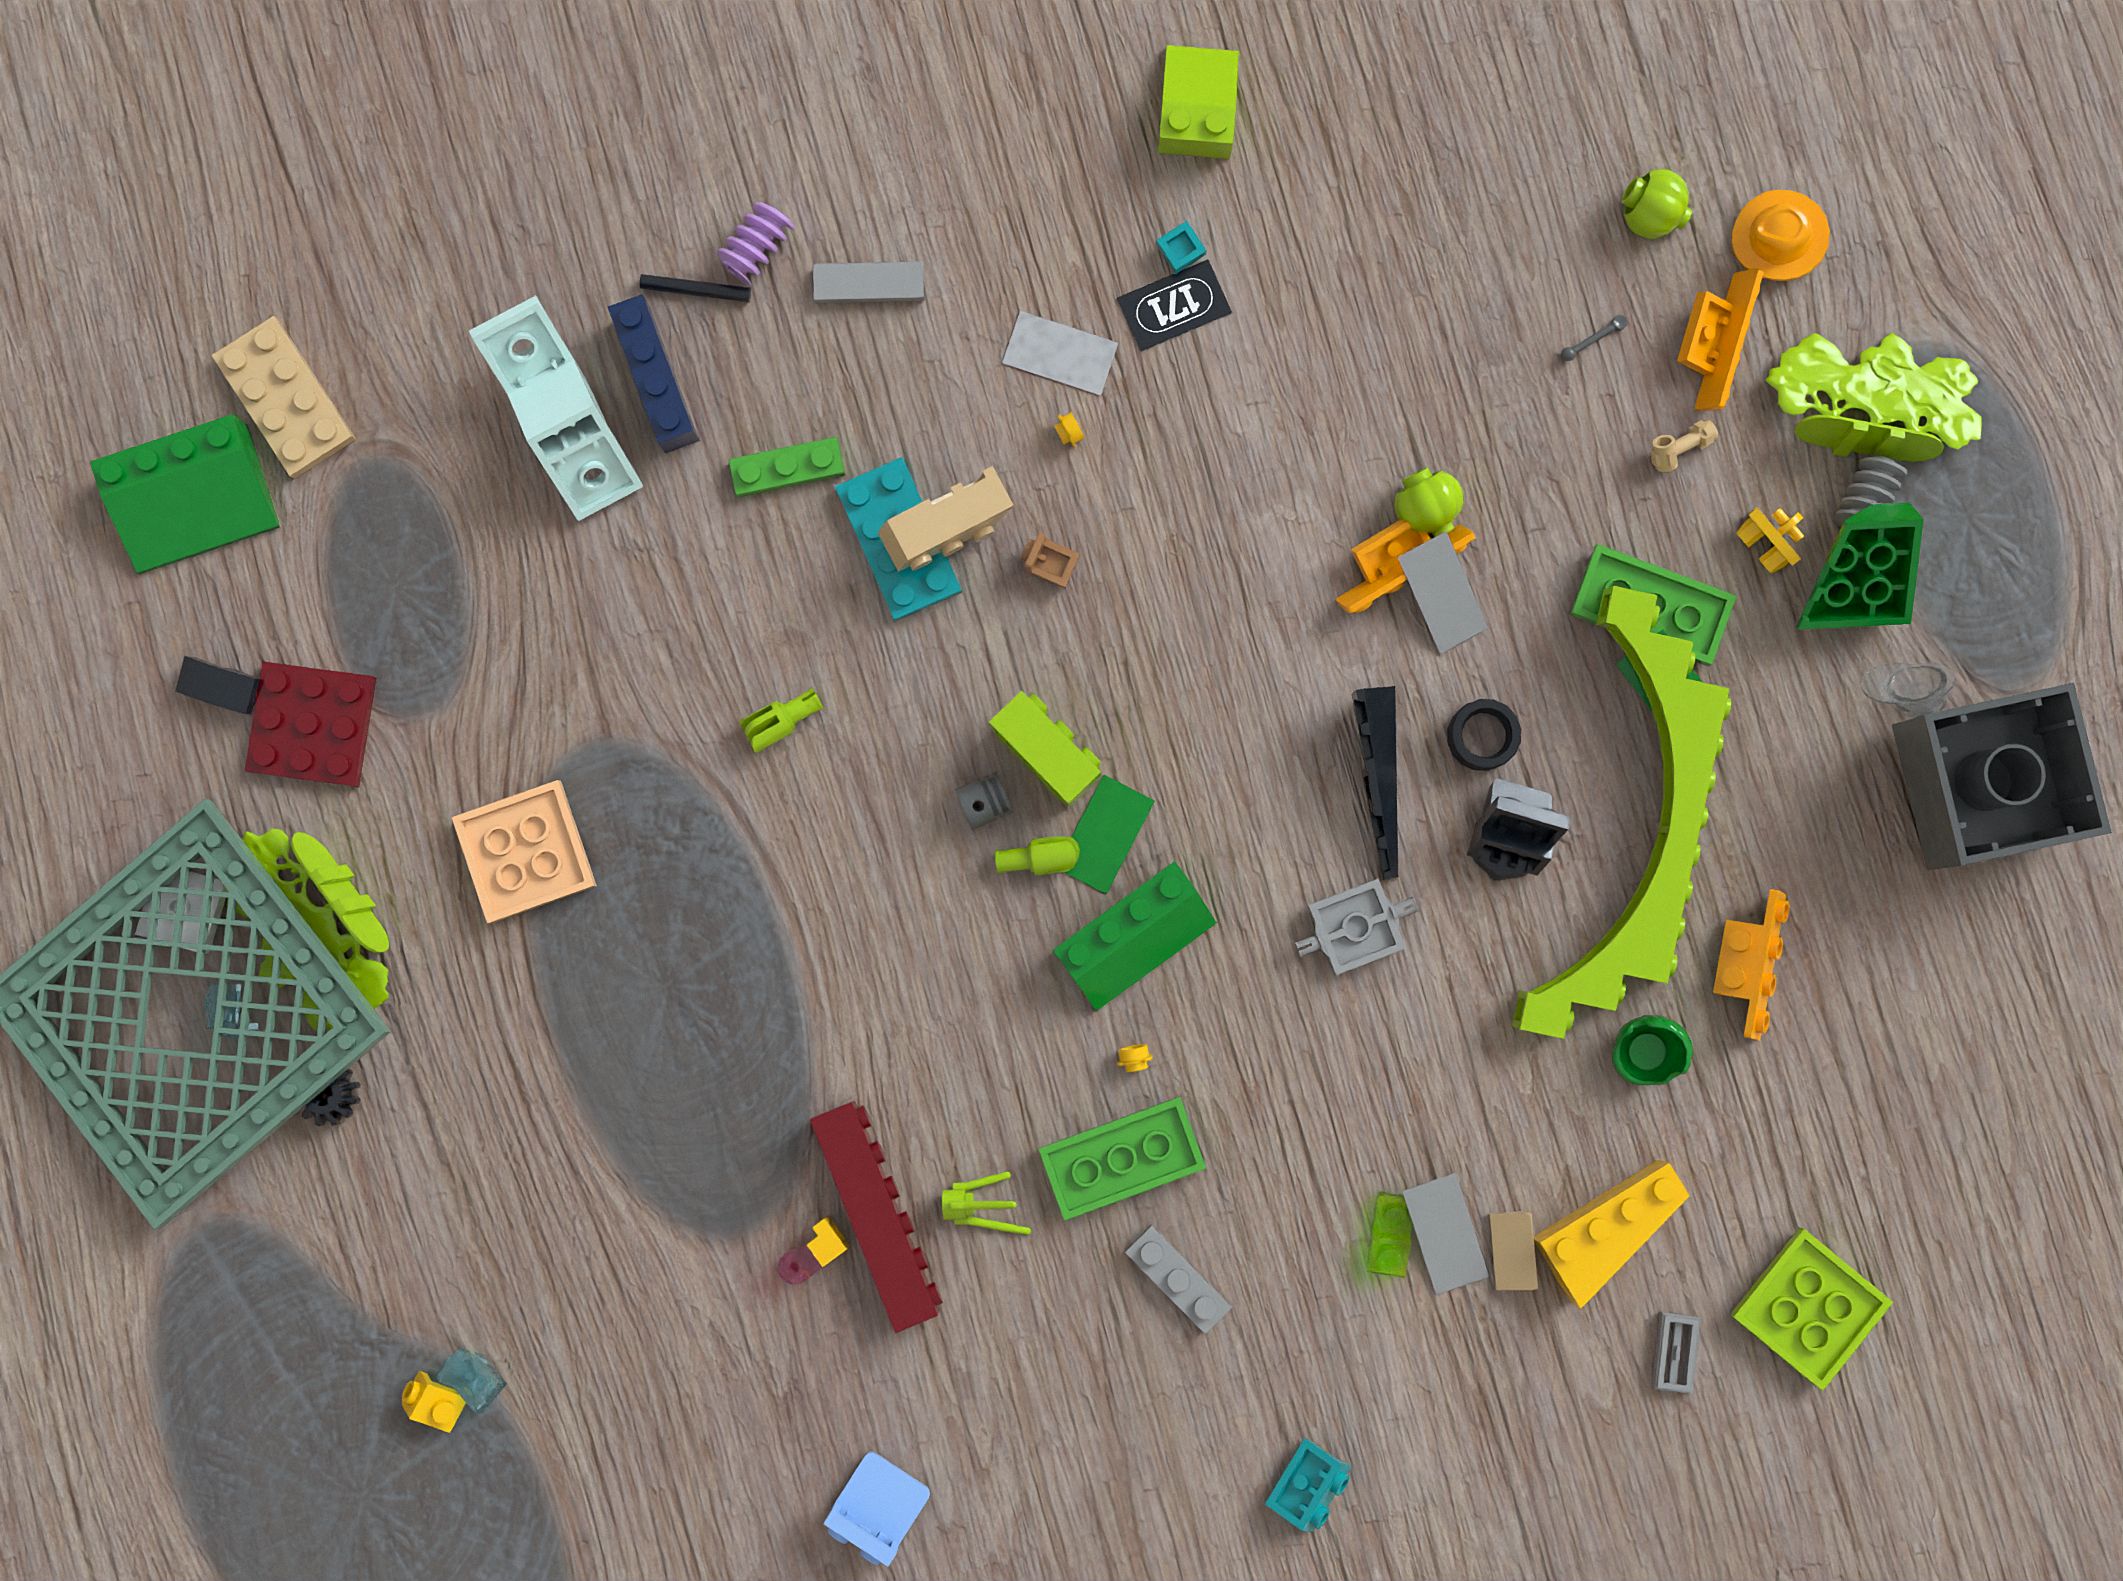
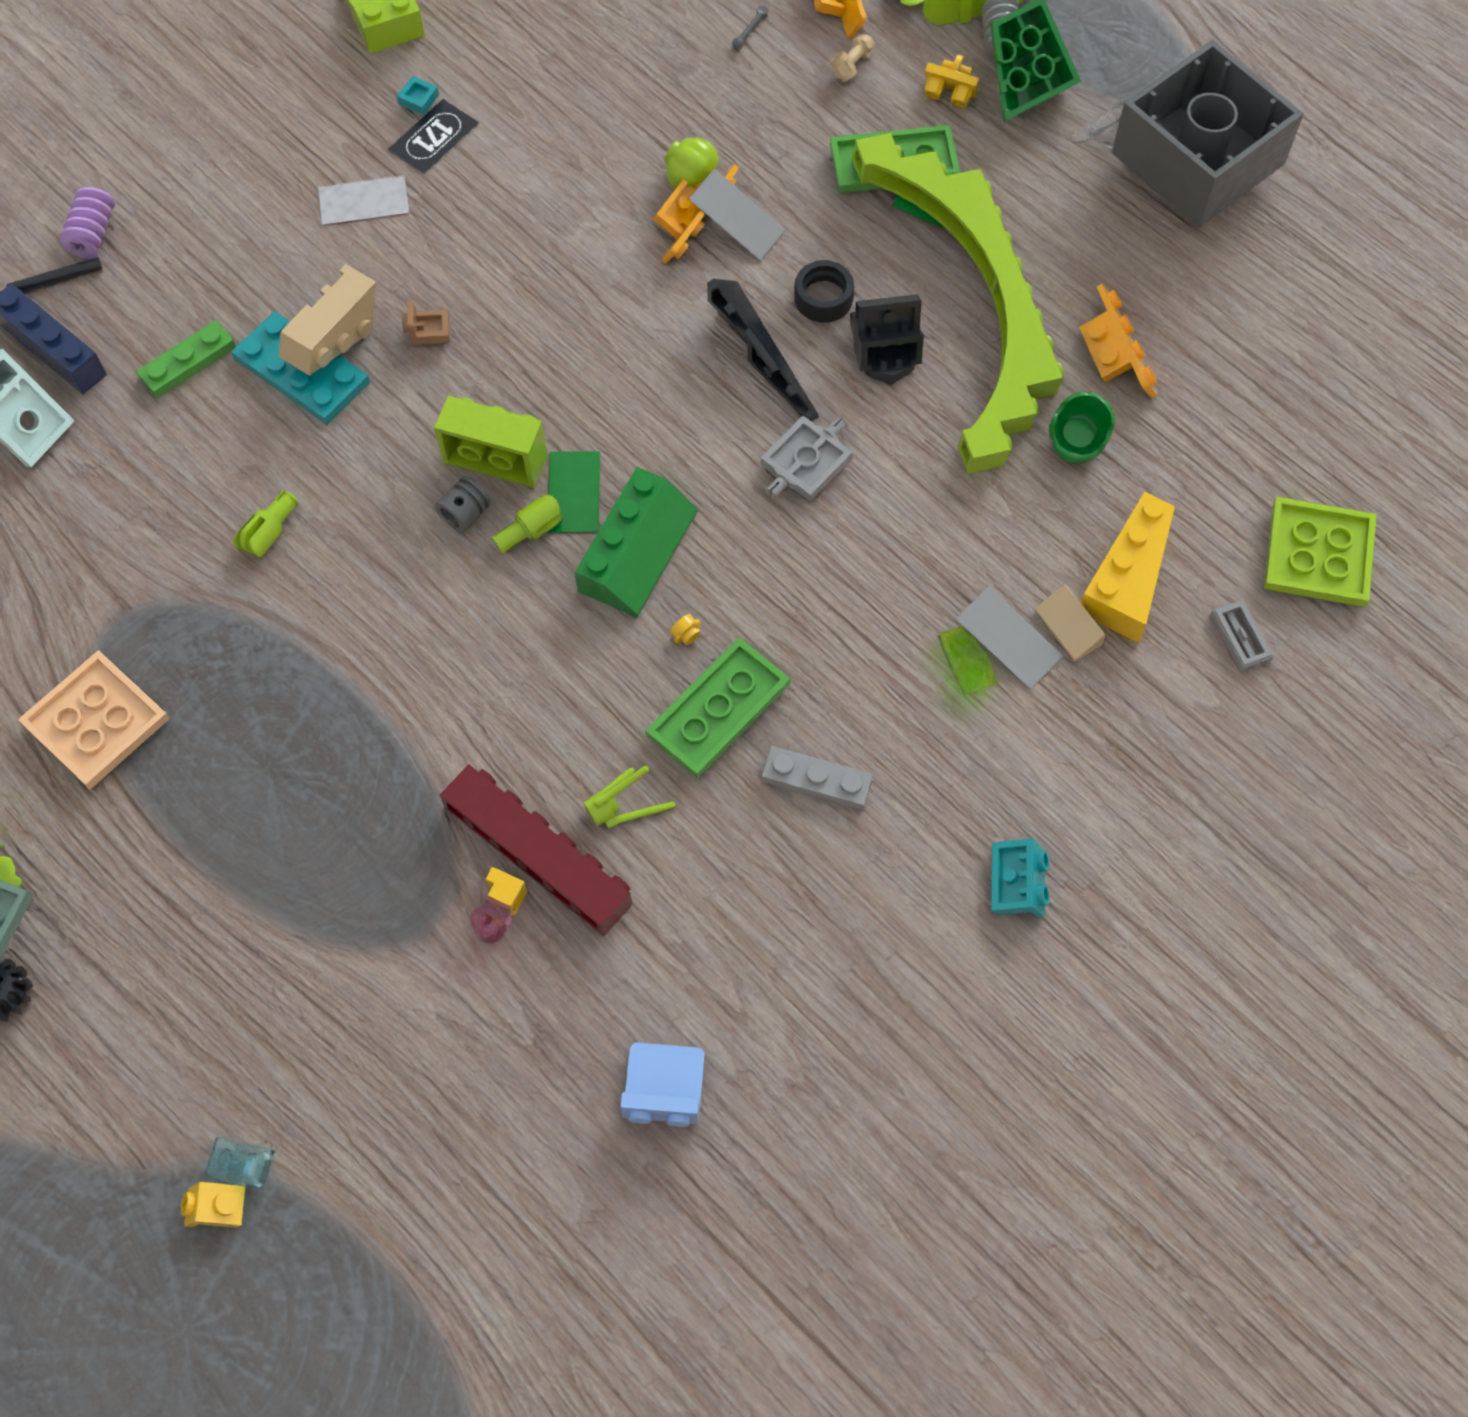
camera: 25 degrees left, 20 degrees down
(868, 282) = (190, 216): light grey tile -> none
(1068, 429) = (396, 238): yellow plate -> none

